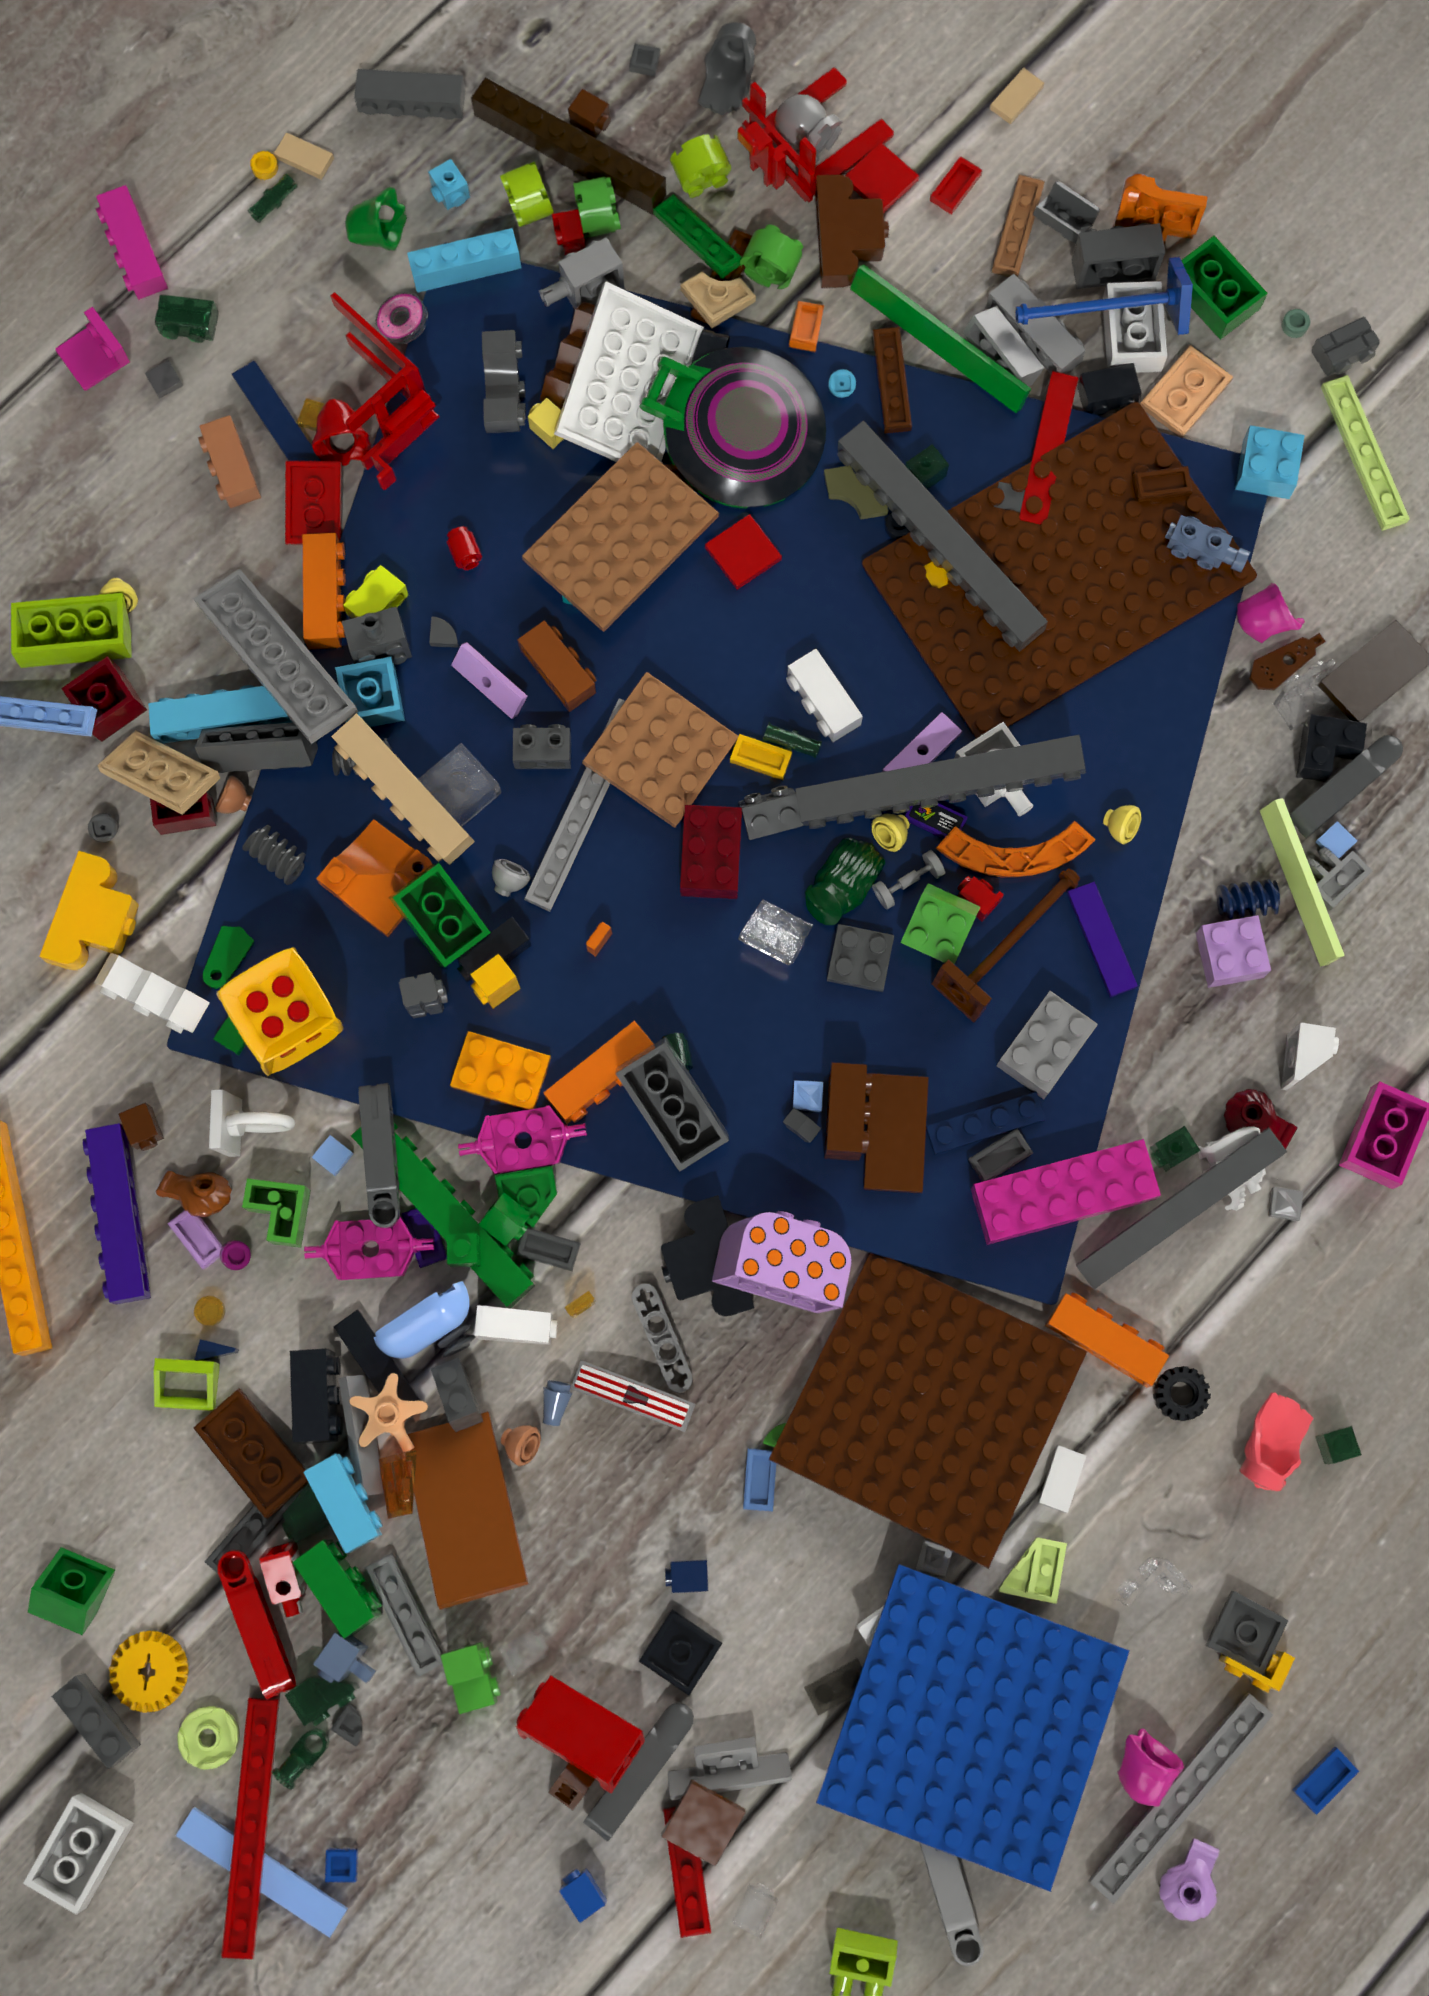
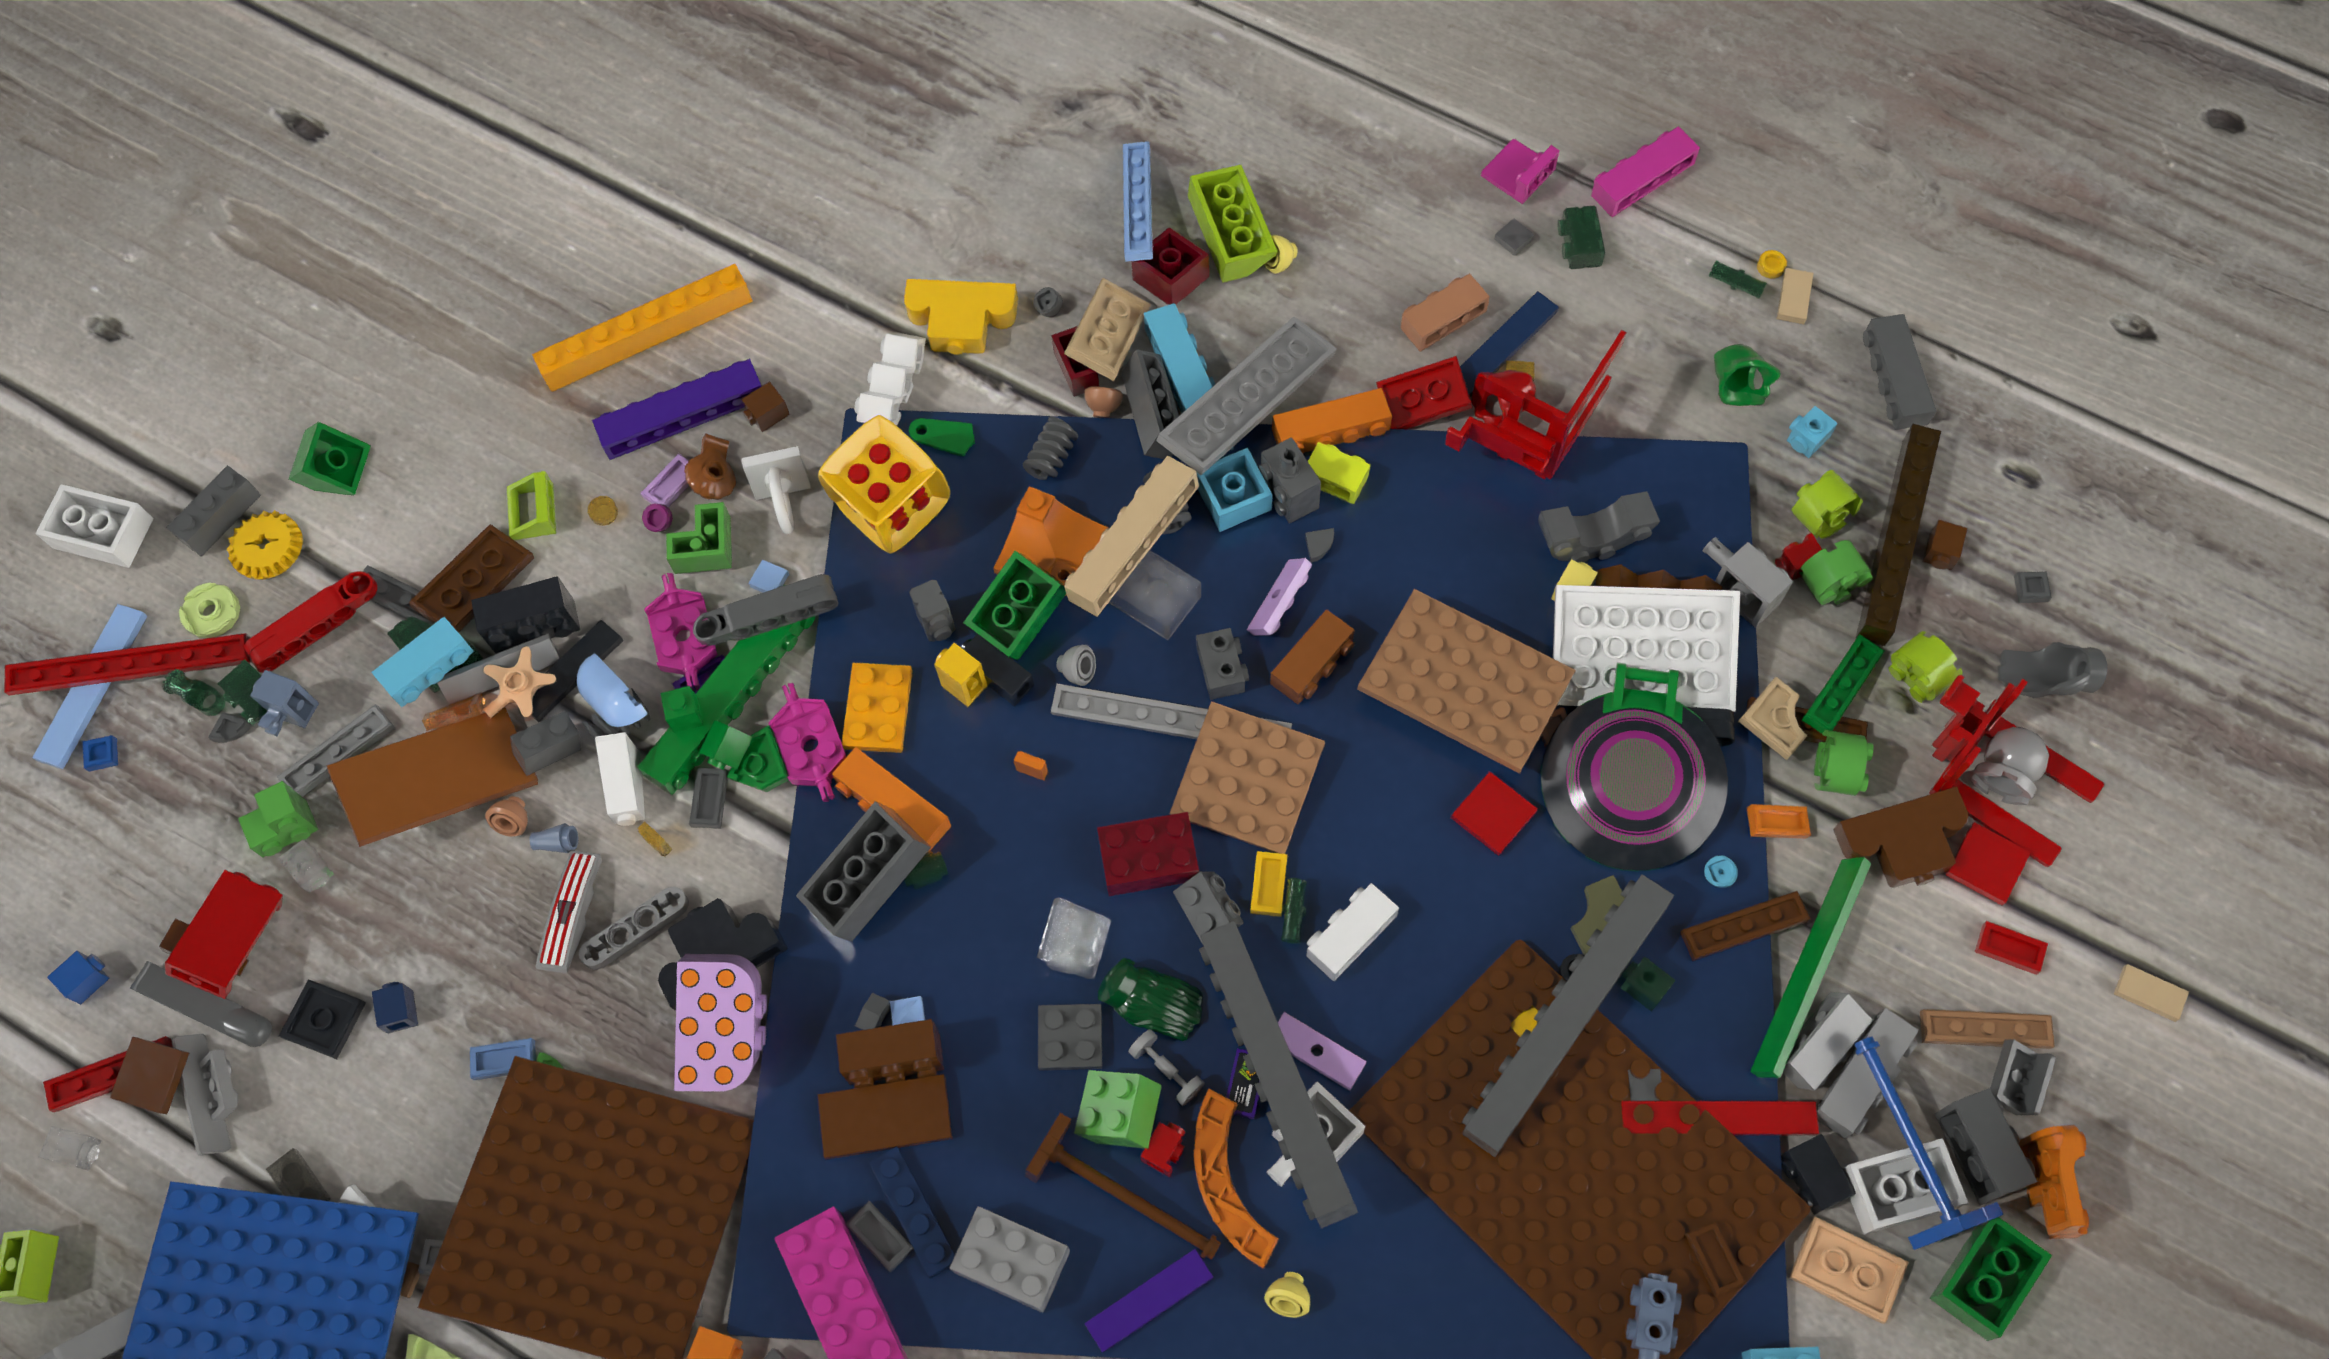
camera: 80 degrees right, 10 degrees down
(209, 1350) = (566, 520): dark blue piece -> none
(278, 1567) = (356, 632): torso -> none
(338, 1587) = (343, 681): green brick -> none
(393, 309) = (1648, 413): tile -> none
(463, 548) = (1414, 539): red brick -> none
(464, 260) = (1729, 463): medium azure brick -> none
(890, 831) = (1217, 1037): light yellow brick -> none

